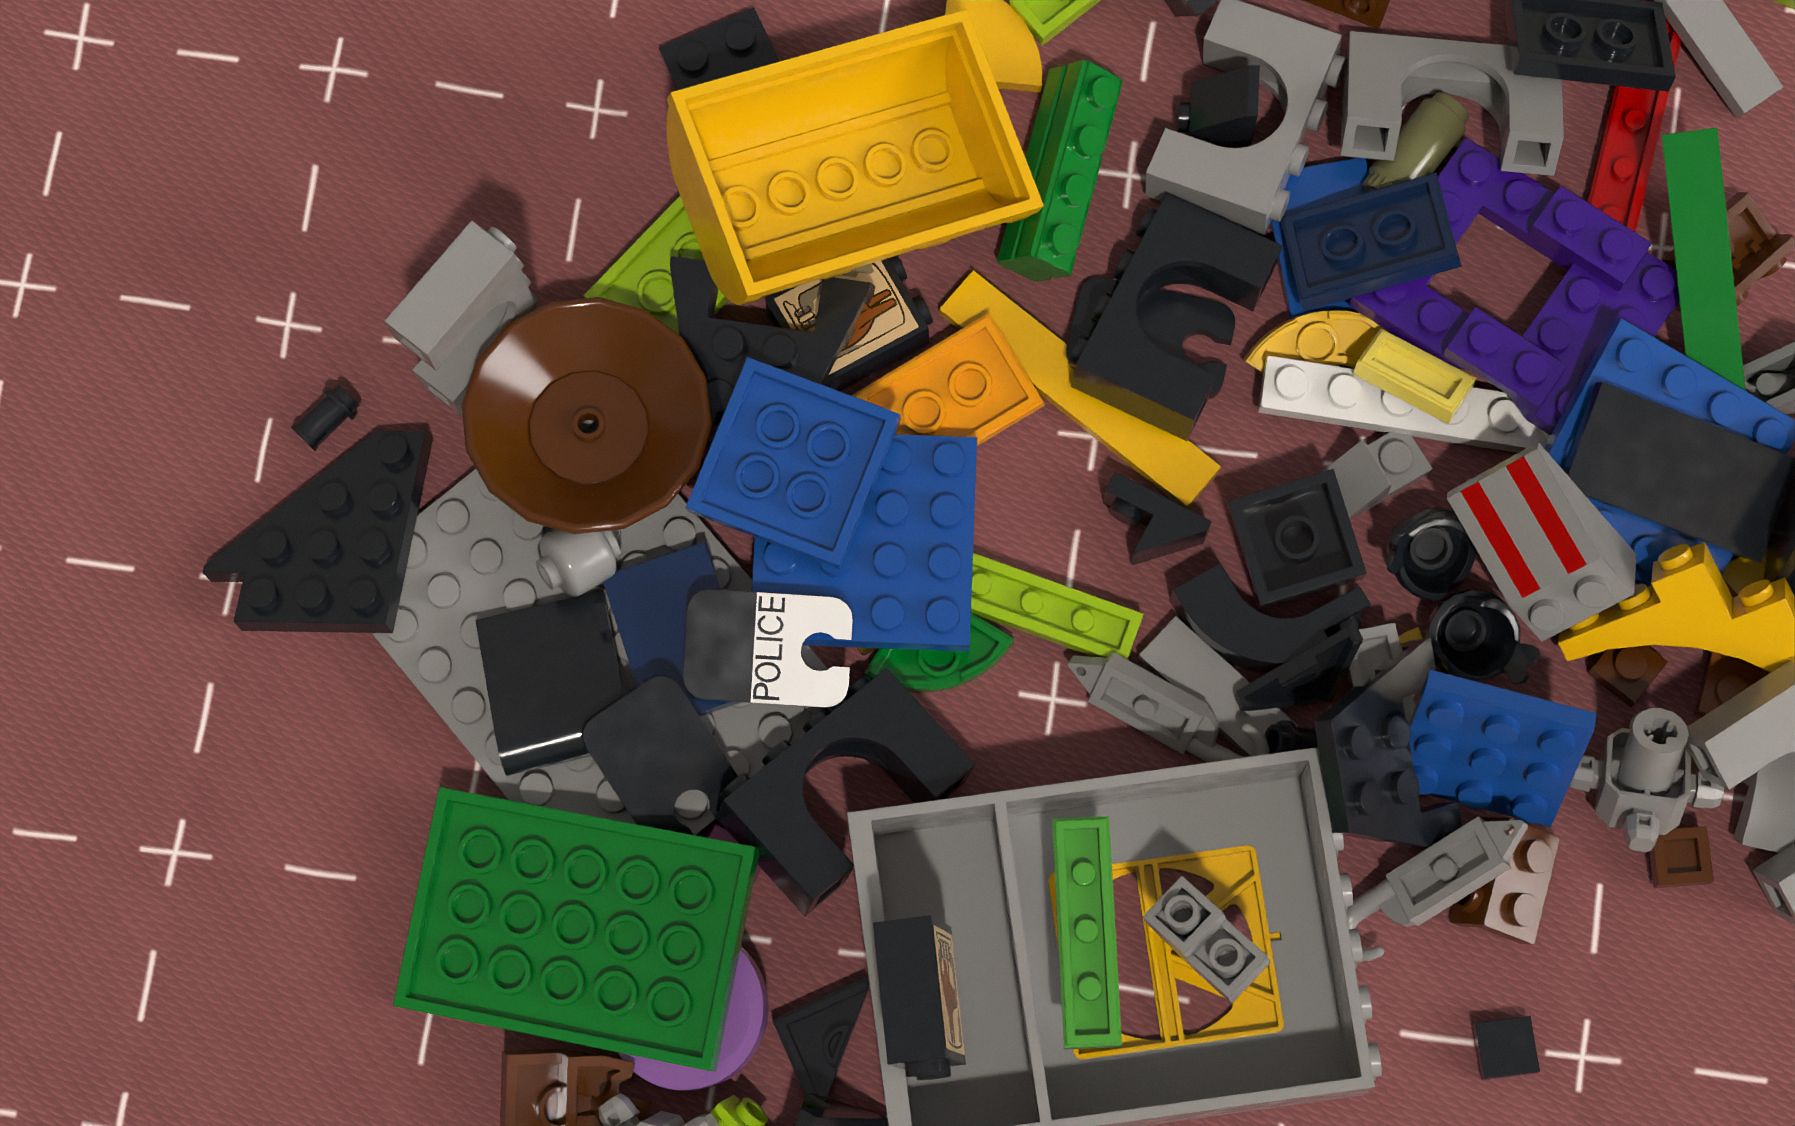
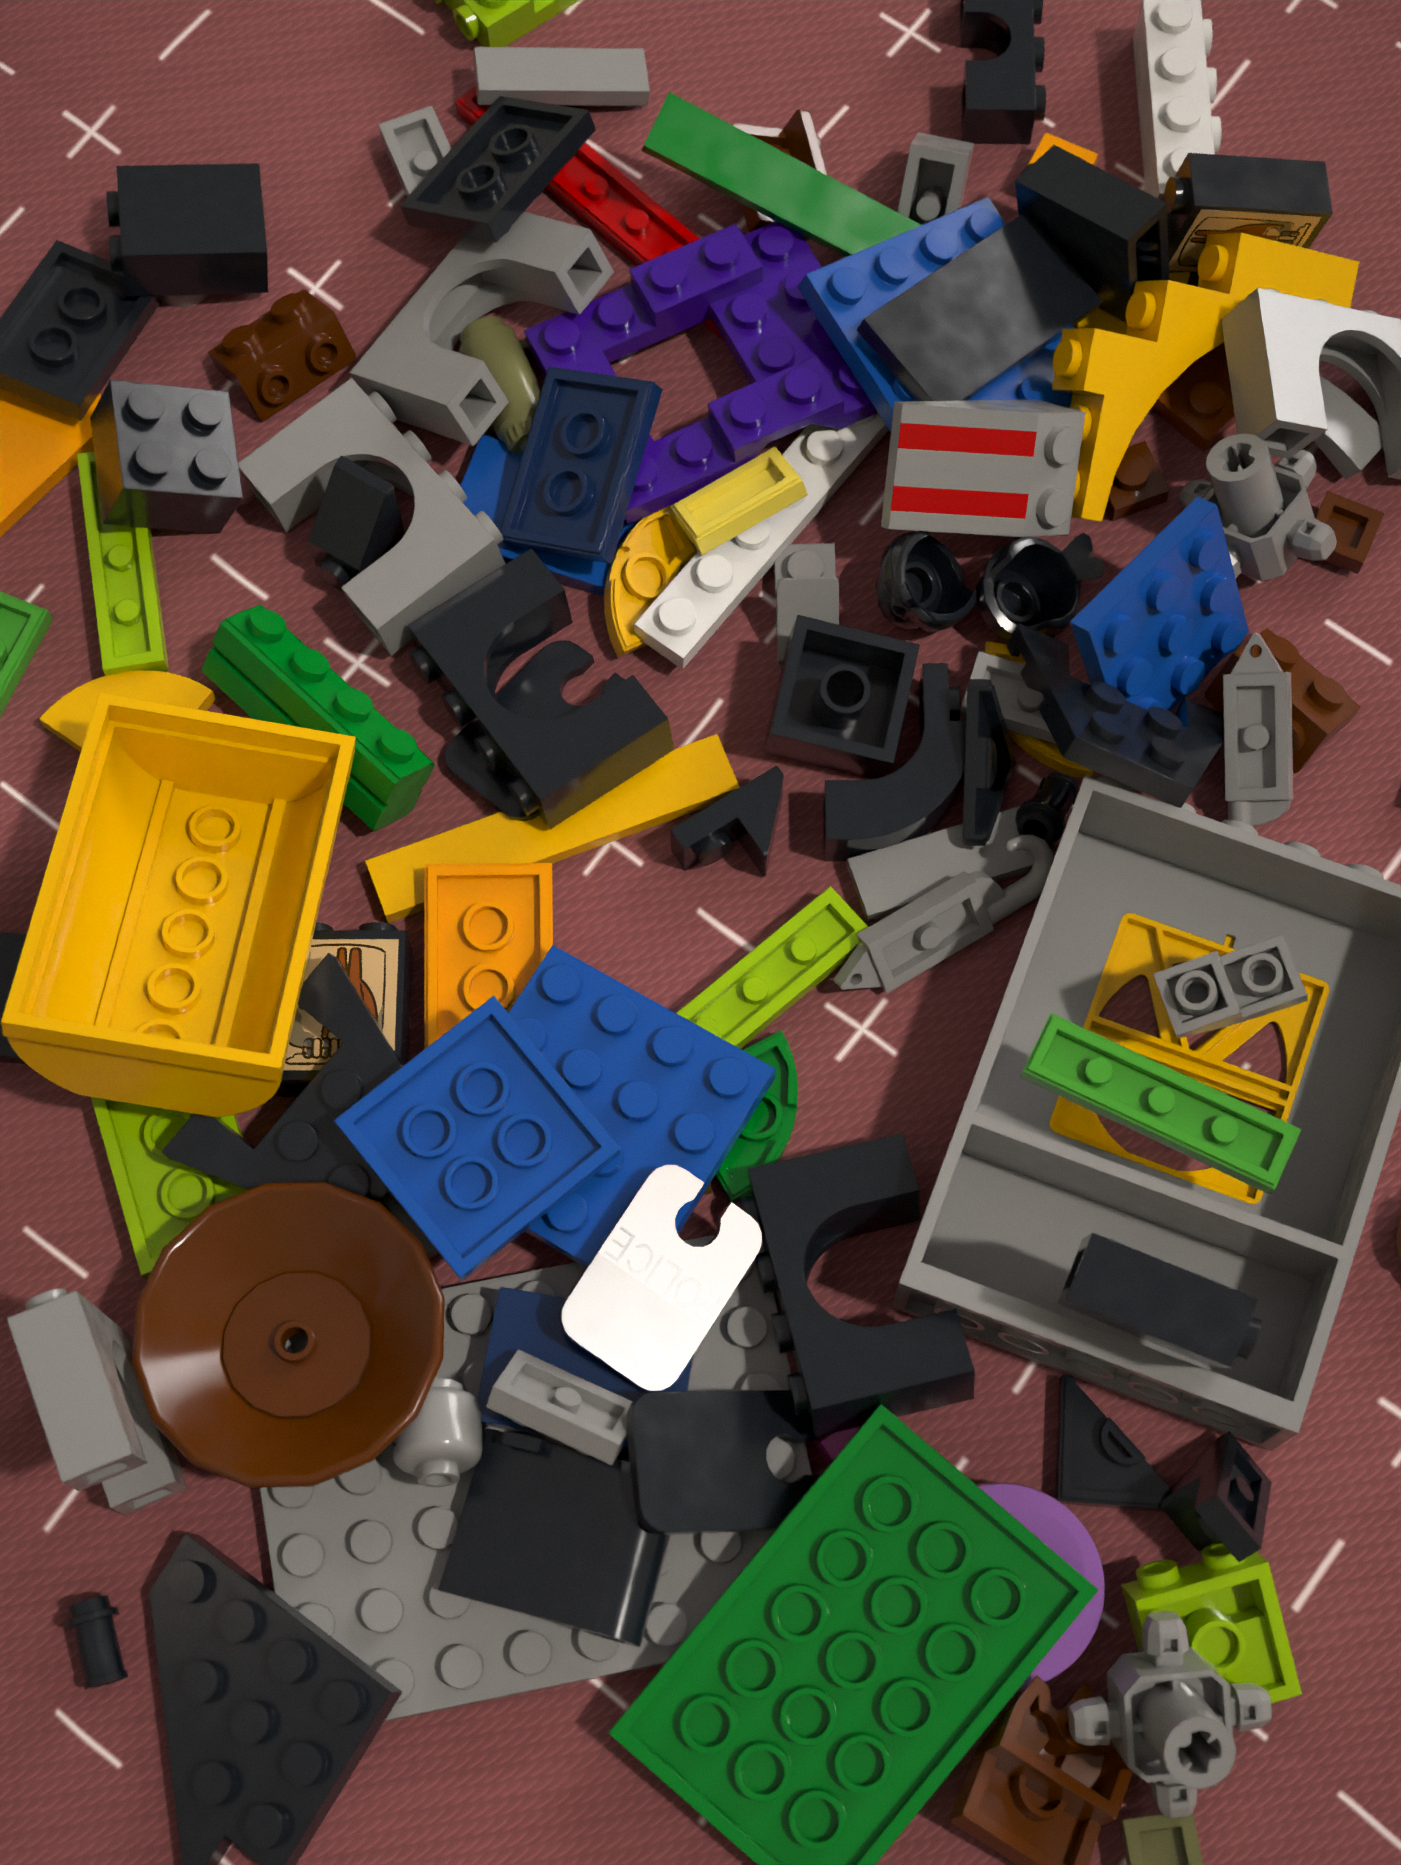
camera: 65 degrees left, 5 degrees down
(637, 628) = (561, 1406): none -> light grey plate

